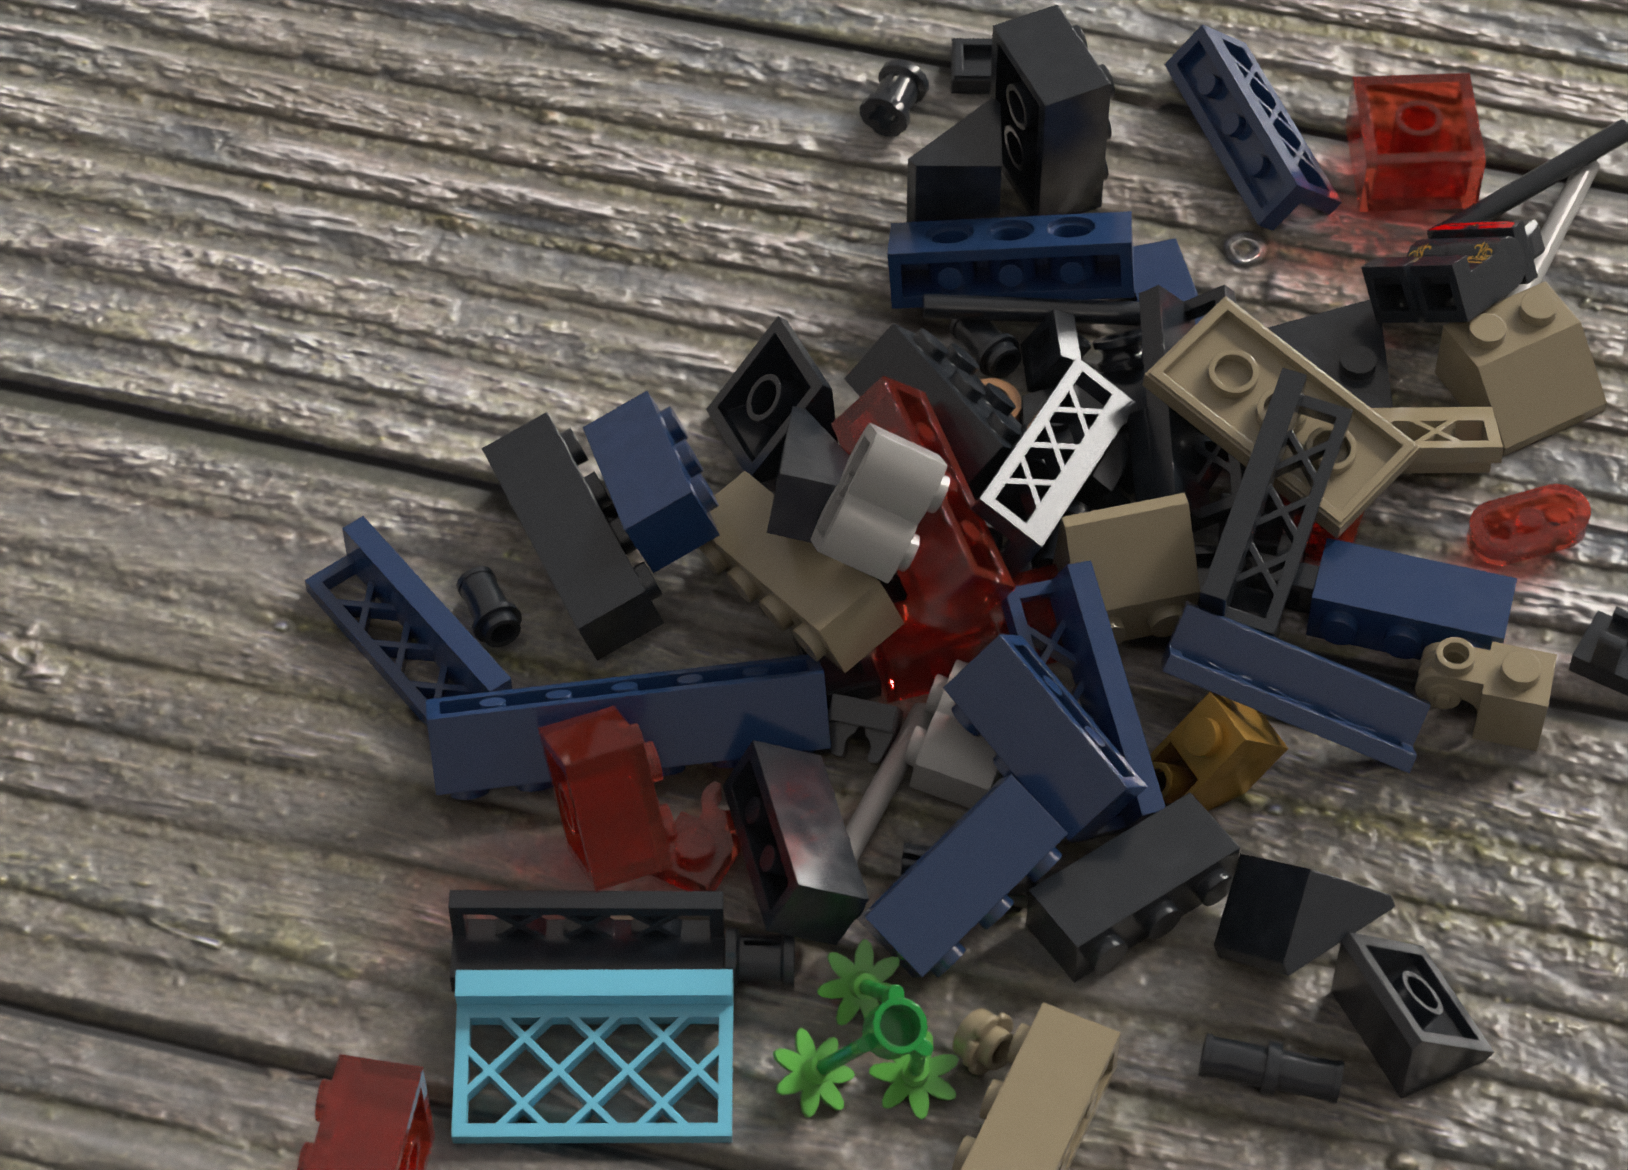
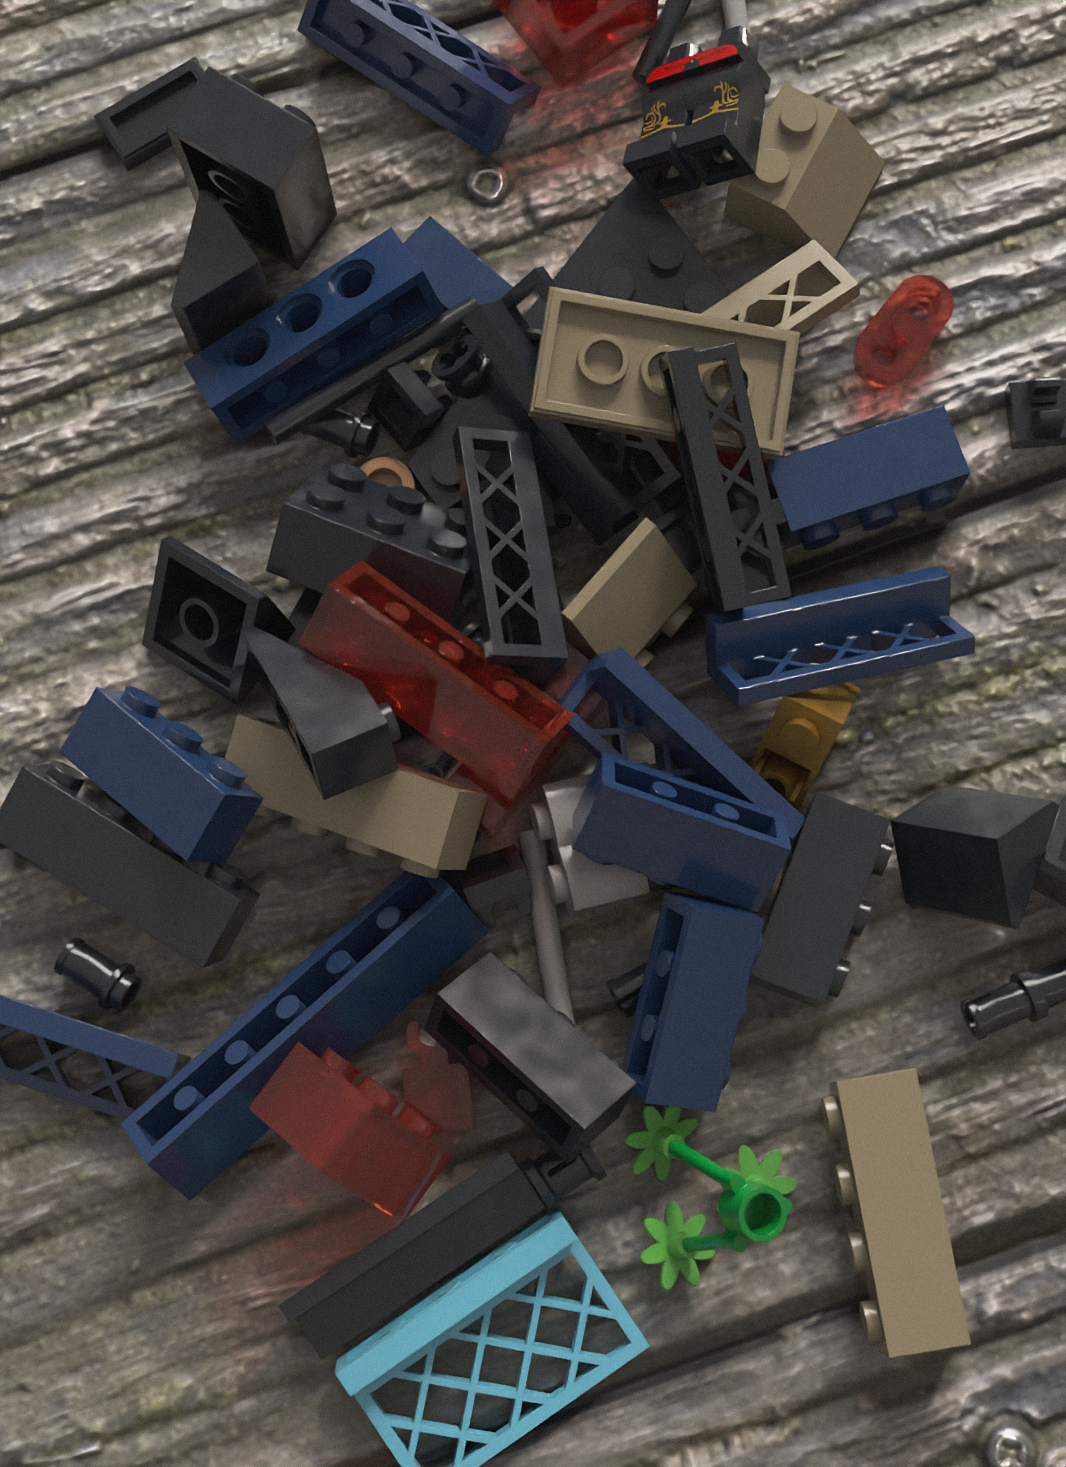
camera: 30 degrees left, 25 degrees up
(880, 504) = (421, 729): light grey brick -> none
(894, 97) = (87, 214): black bush -> none
(983, 1040) = (794, 1124): dark tan plate -> none
(1504, 684) = (989, 518): dark tan brick -> none

